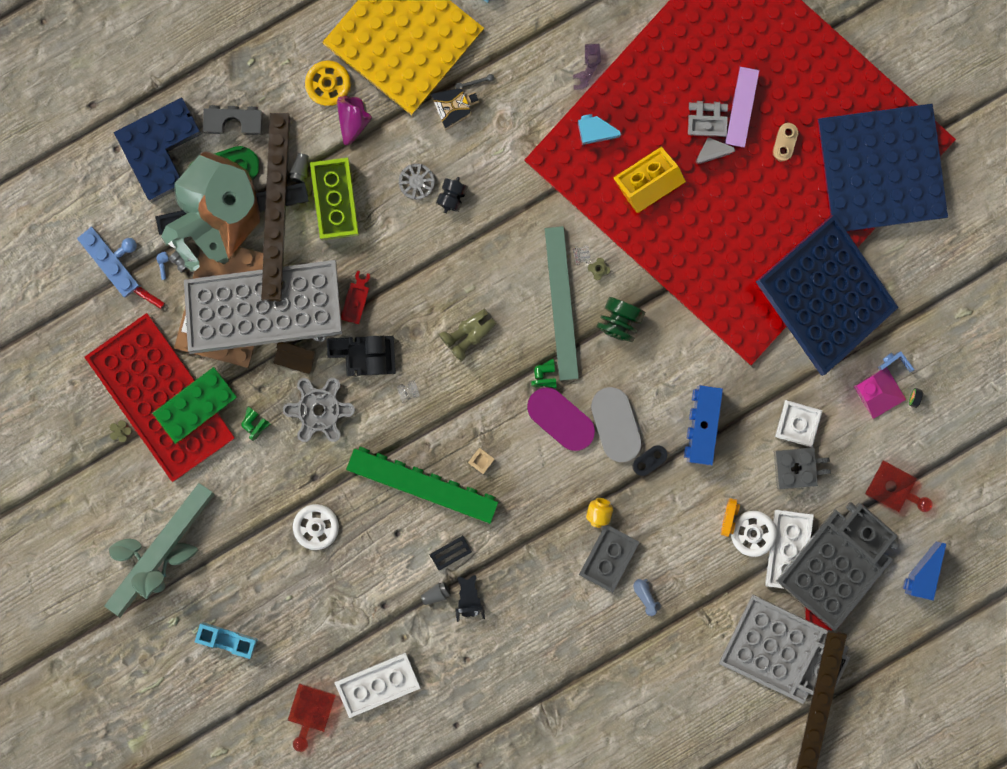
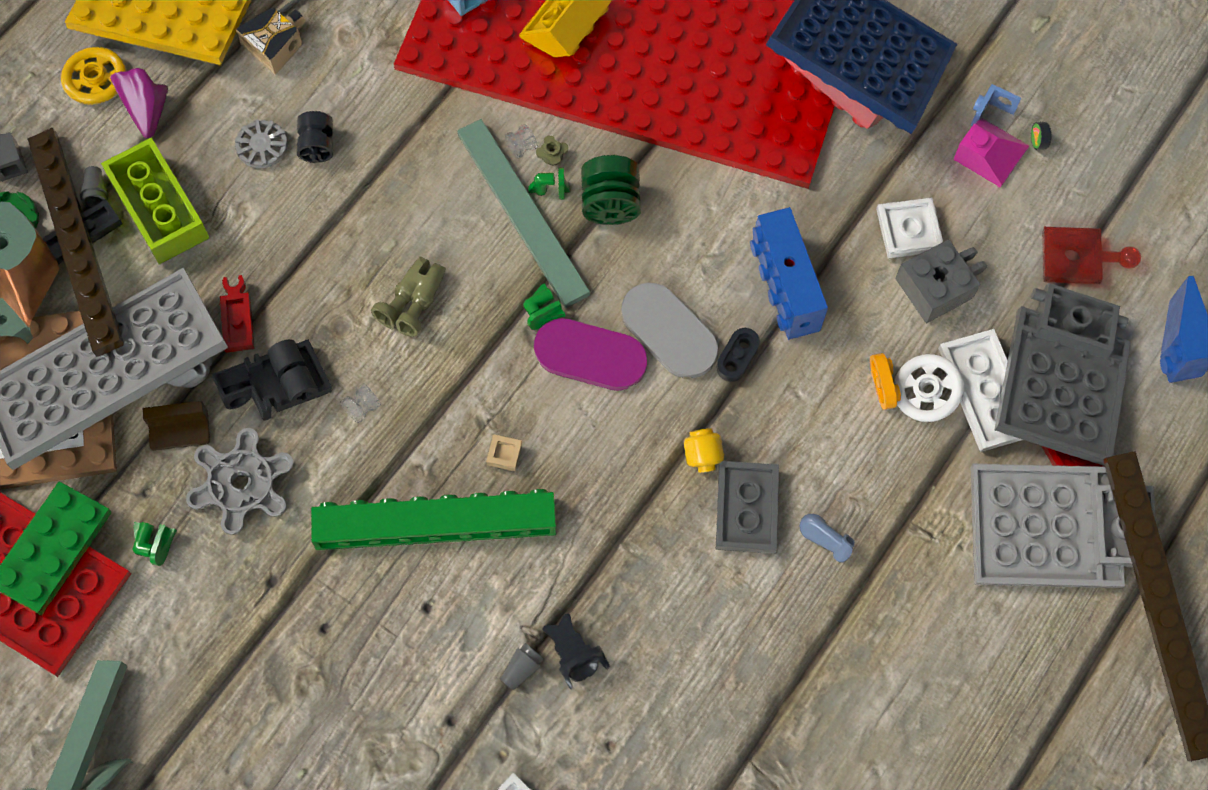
camera: 25 degrees left, 20 degrees down
(314, 543) = (279, 635): white plate -> none
(464, 545) = (532, 579): black tile -> none
(582, 291) = (541, 181): none -> green piece

